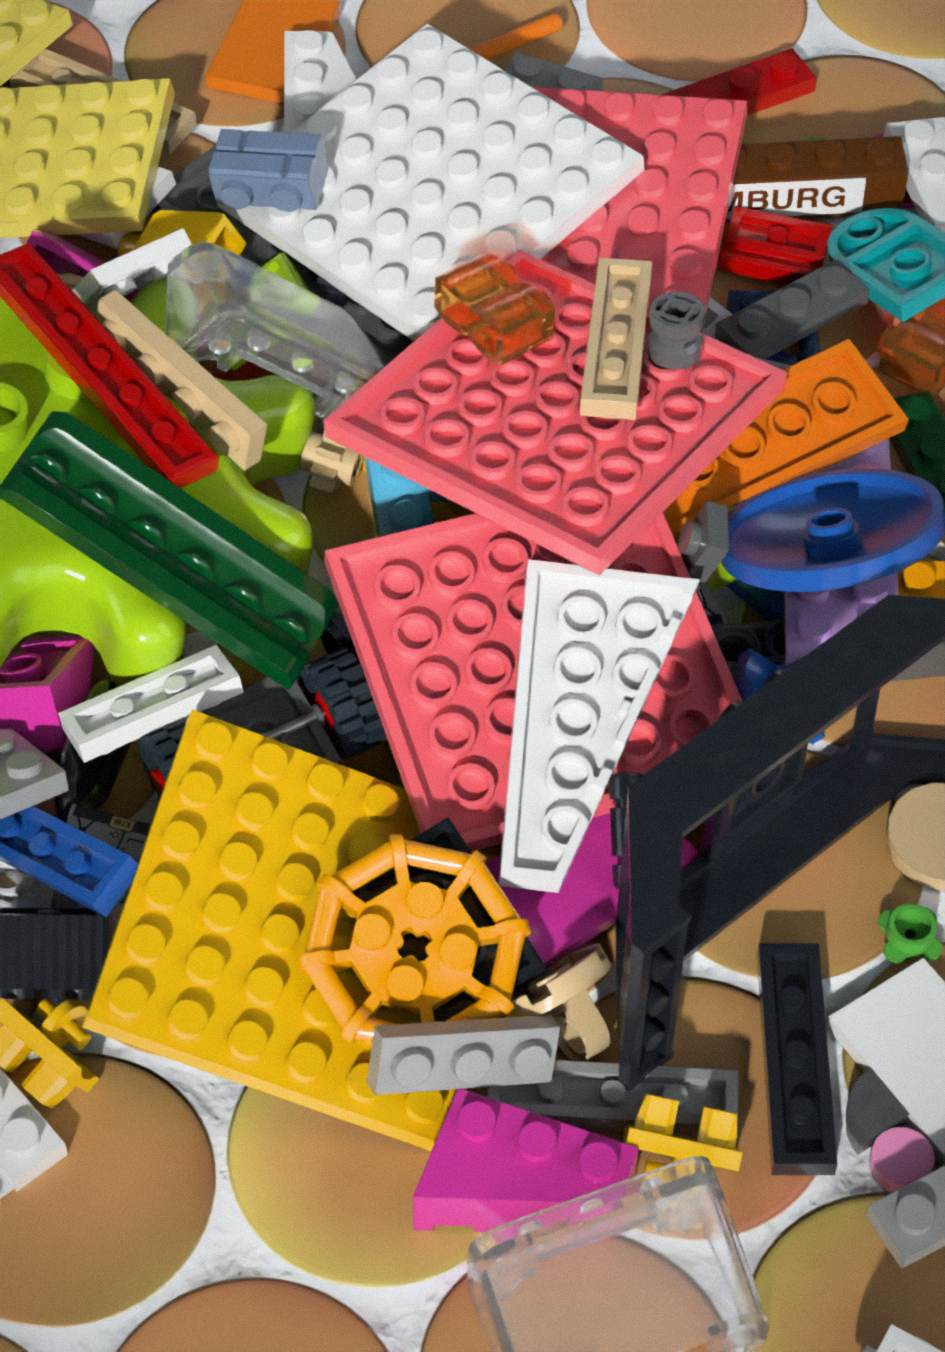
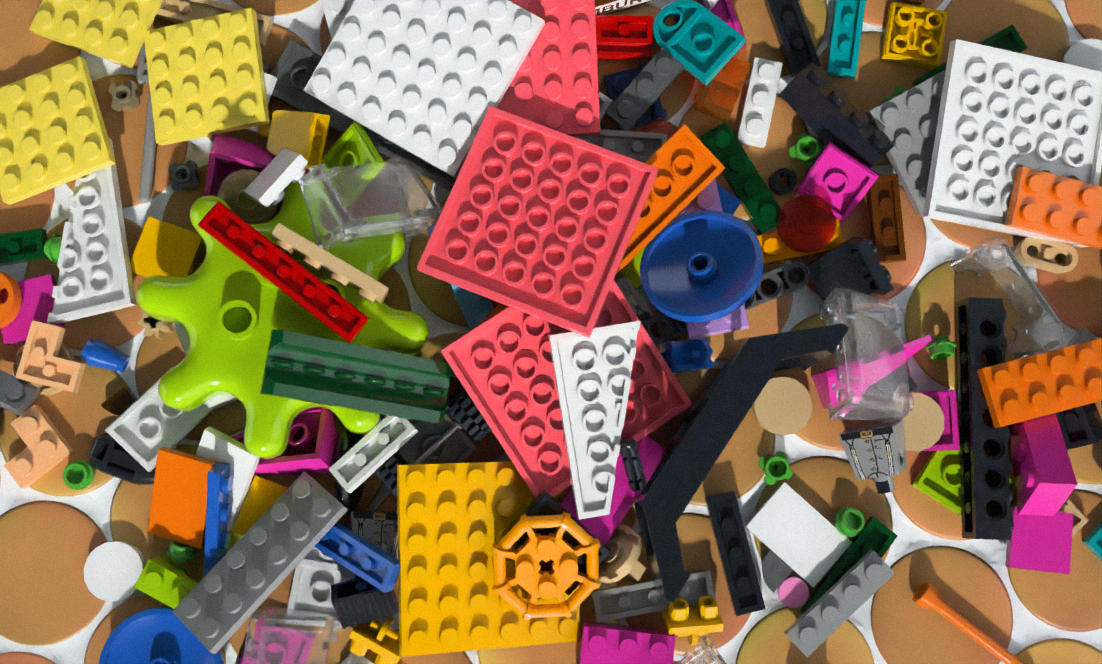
camera: 15 degrees left, 30 degrees up
(268, 169) = (331, 81): sand blue brick -> none
(329, 463) = (414, 250): tan gear -> none
(462, 1054) = (583, 615): light grey plate -> none
(494, 308) = (490, 167): clear orange brick -> none
(616, 339) = (562, 173): tan plate -> none
(676, 330) = (596, 168): dark grey wheel -> none
(705, 540) = (636, 288): dark grey plate -> none

